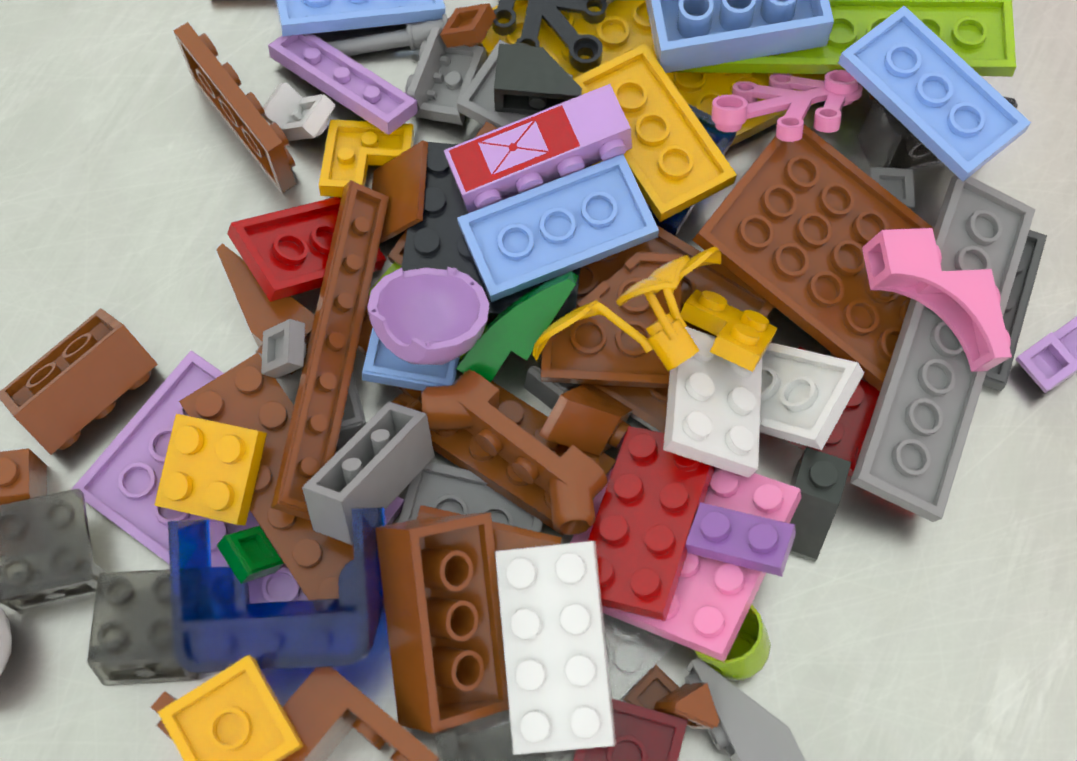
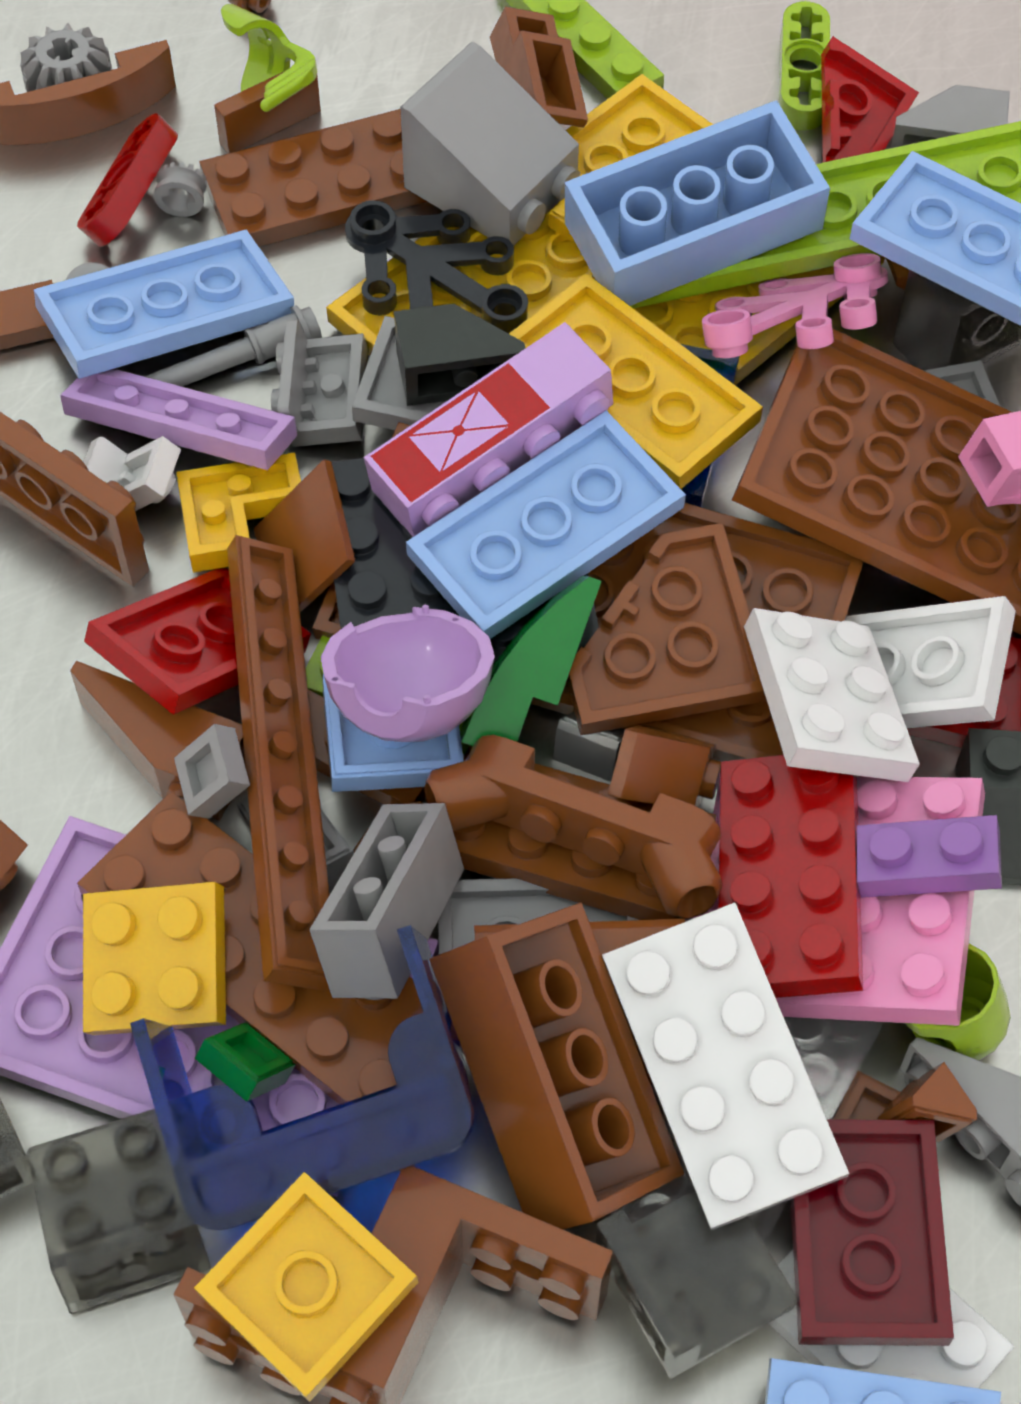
camera: 15 degrees left, 10 degrees down
(468, 25) = (334, 309): dark orange plate -> none
(668, 333) = (746, 614): yellow plant -> none
(739, 334) = (834, 604): yellow plate -> none

